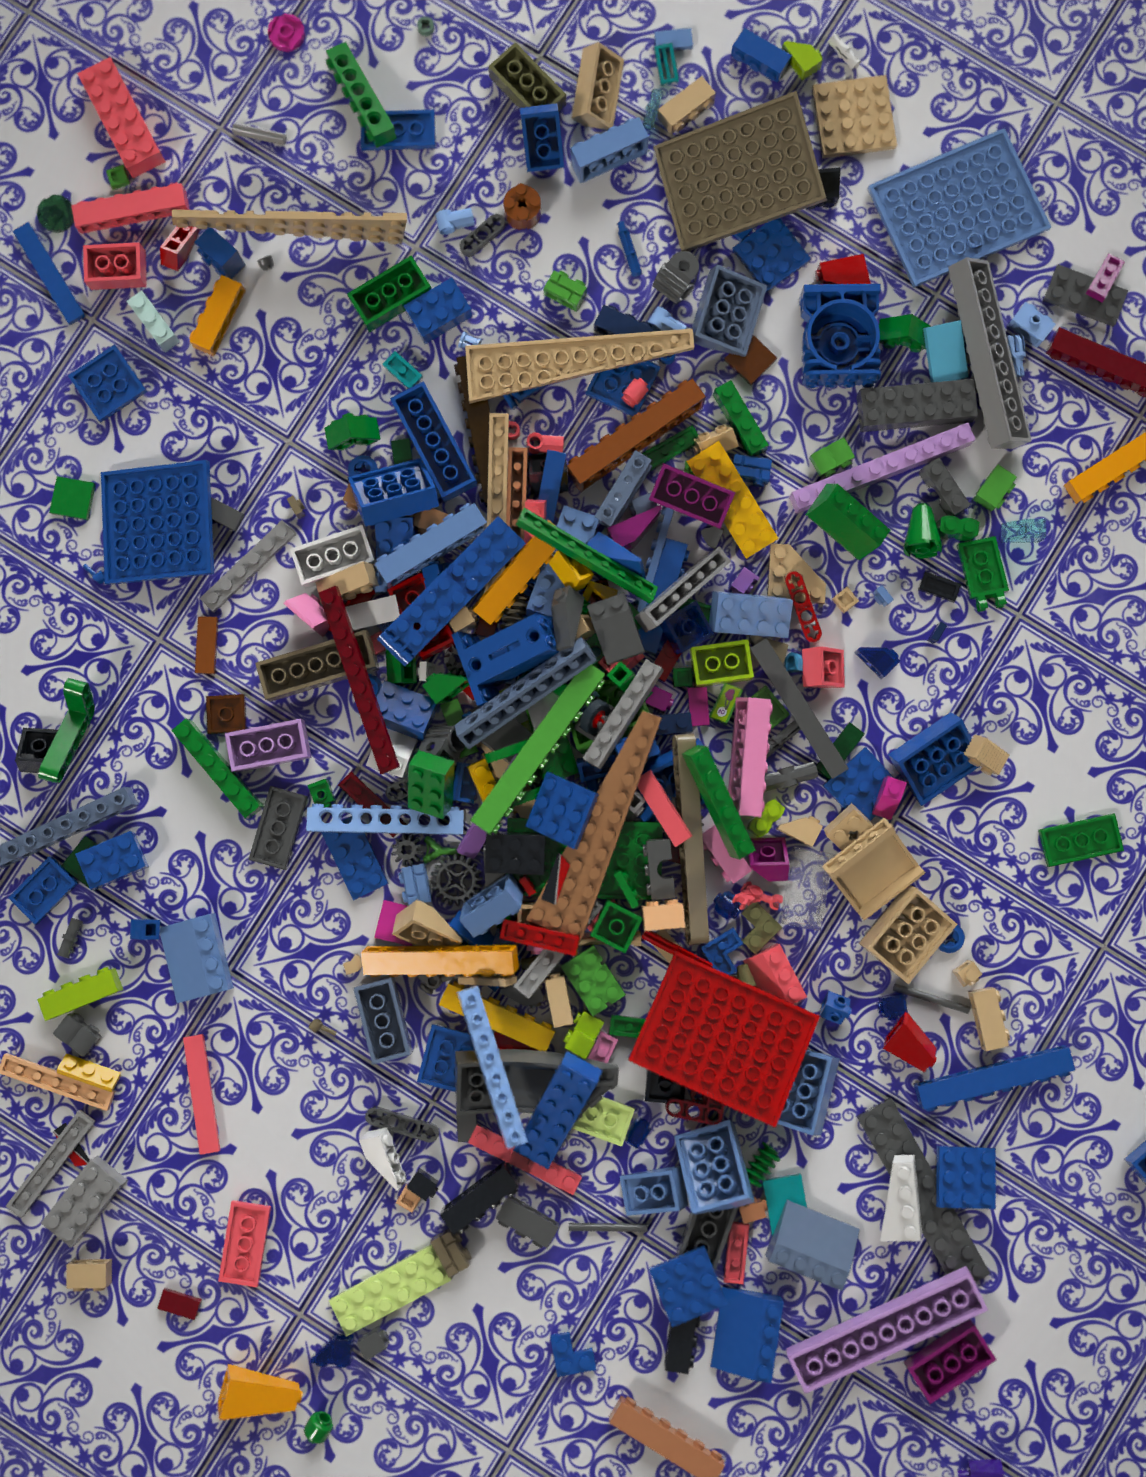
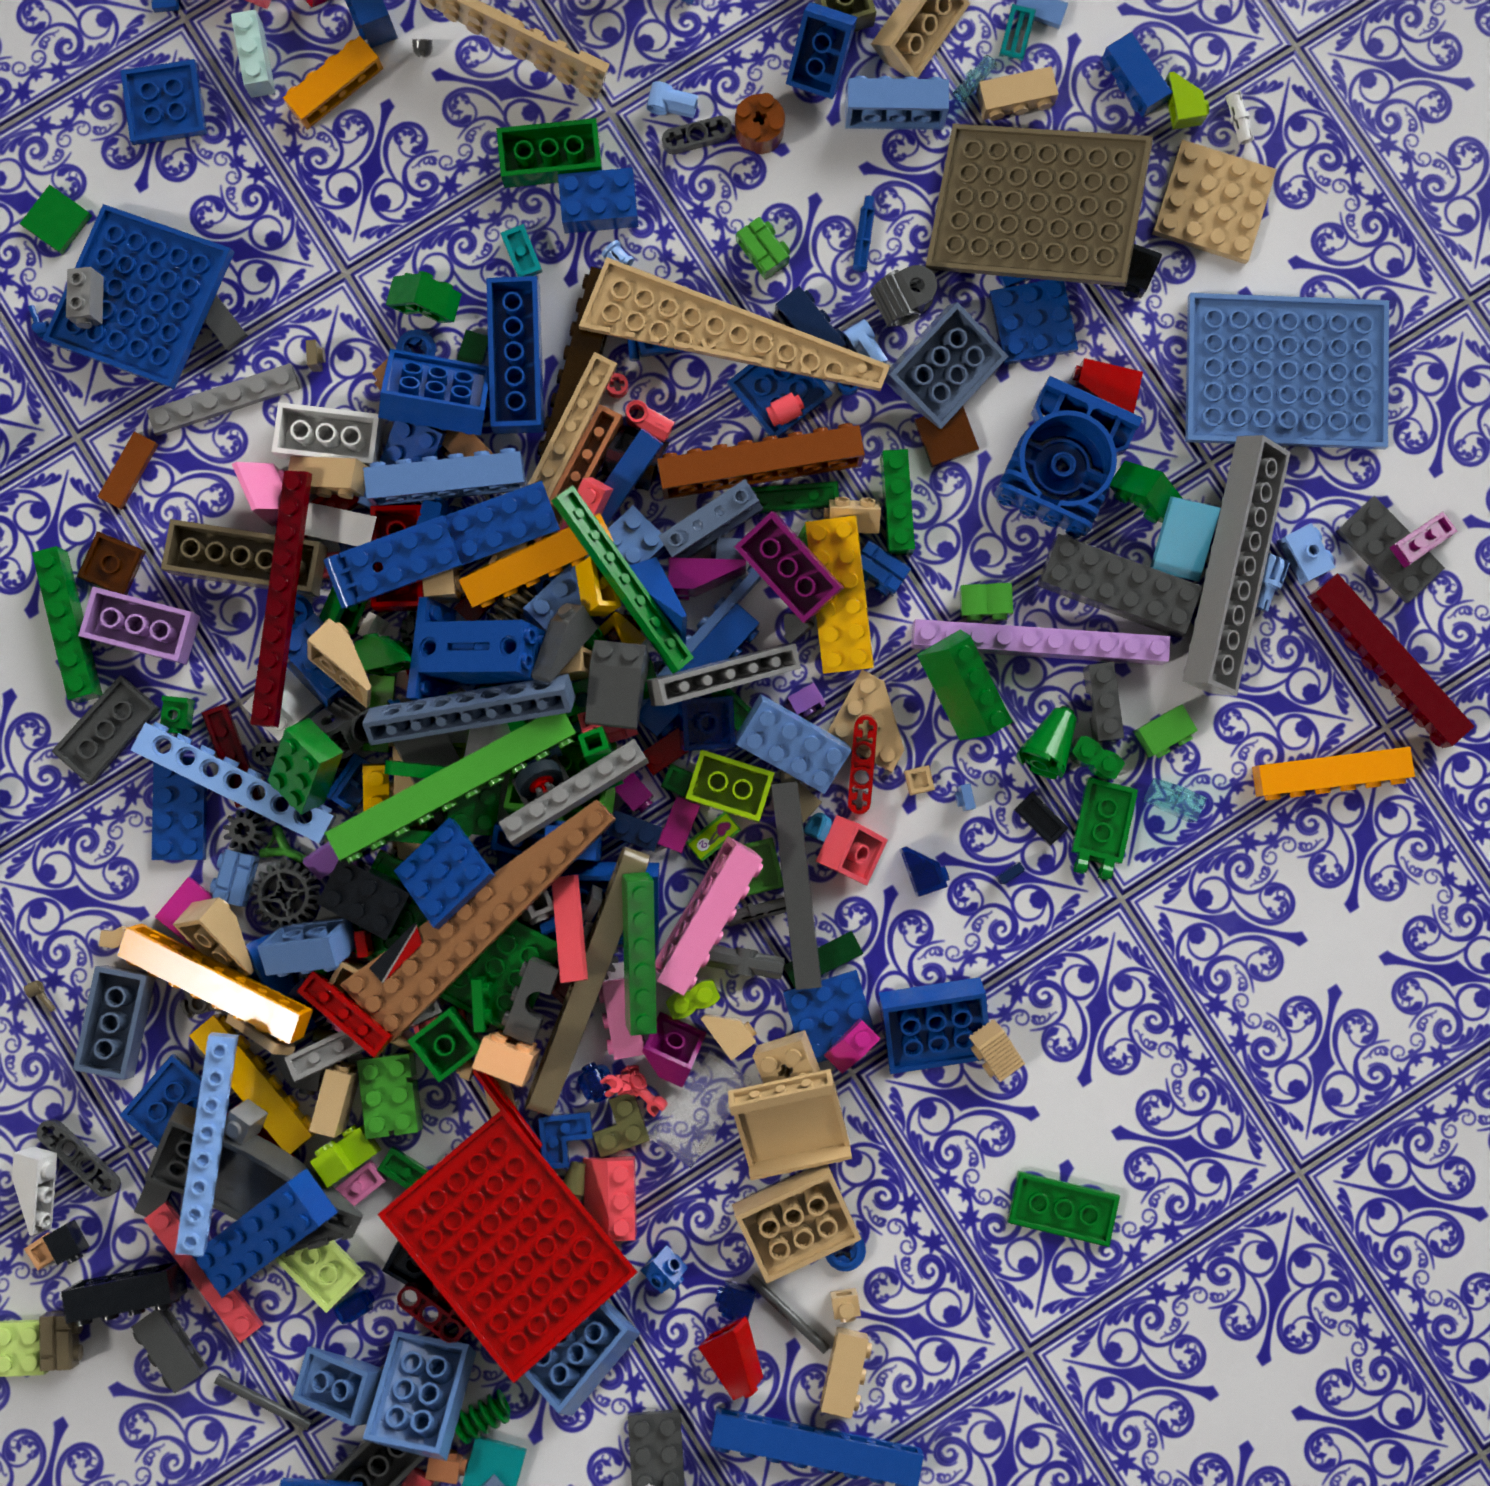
camera: 15 degrees right, 0 degrees up
(122, 540) = (84, 297): none -> light grey brick
(421, 701) = (336, 656): none -> tan slope
(507, 1042) = (244, 1122): none -> light grey brick
(668, 784) = (591, 903): none -> dark grey tile

